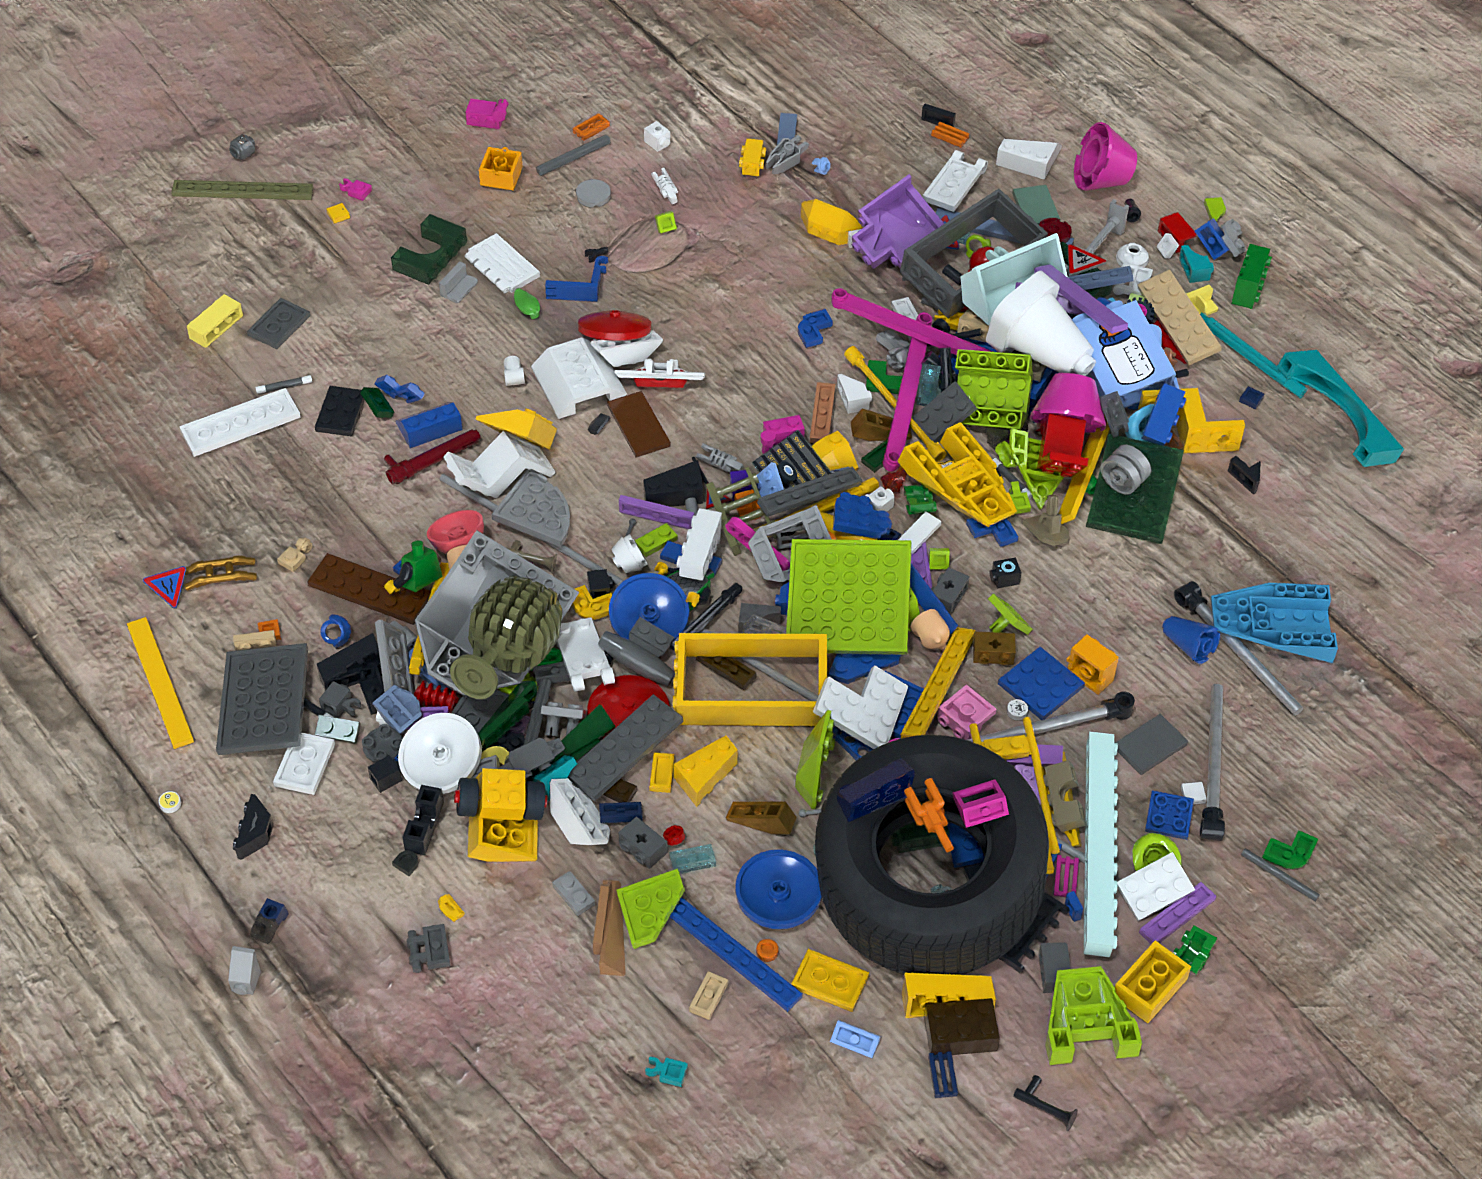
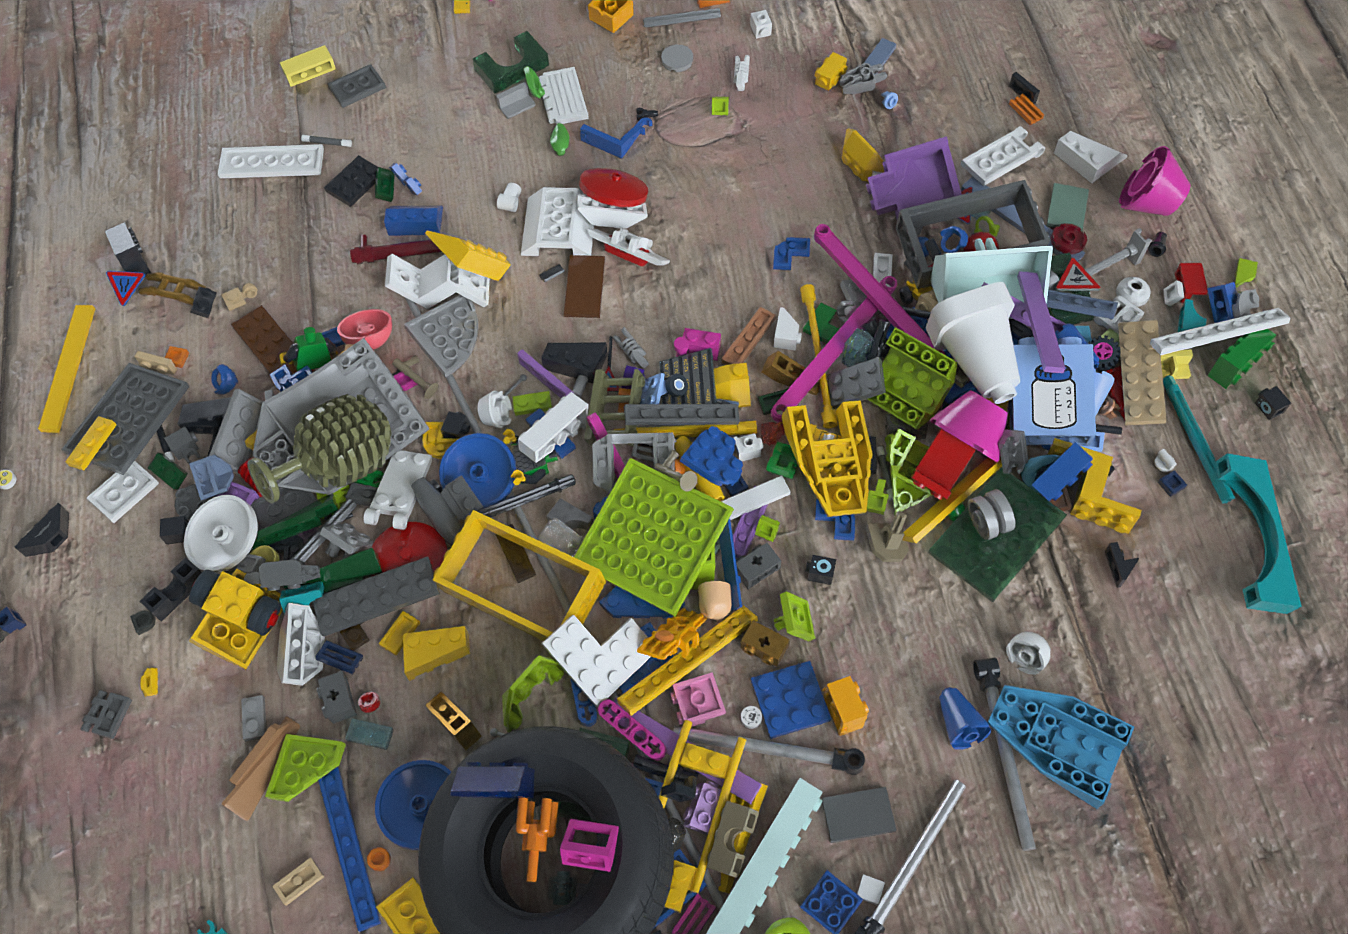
camera: 30 degrees right, 10 degrees up
(146, 551) = (127, 249): none -> black wedge
(247, 730) = (91, 443): none -> yellow plate
(263, 570) = (203, 302): none -> black bracket
(410, 605) = (284, 379): none -> blue plate
(466, 258) = (533, 82): none -> bright green arm
(859, 533) = (687, 480): none -> dark tan piece
(917, 667) = (674, 634): none -> light orange piece
(966, 251) = (948, 232): none -> blue piece
(1214, 566) = (1029, 652): none -> white cylinder
(1224, 260) = (1219, 331): none -> white tile
(1236, 382) = (1164, 461): none -> white plate
(1295, 304) = (1272, 402): none -> black brick

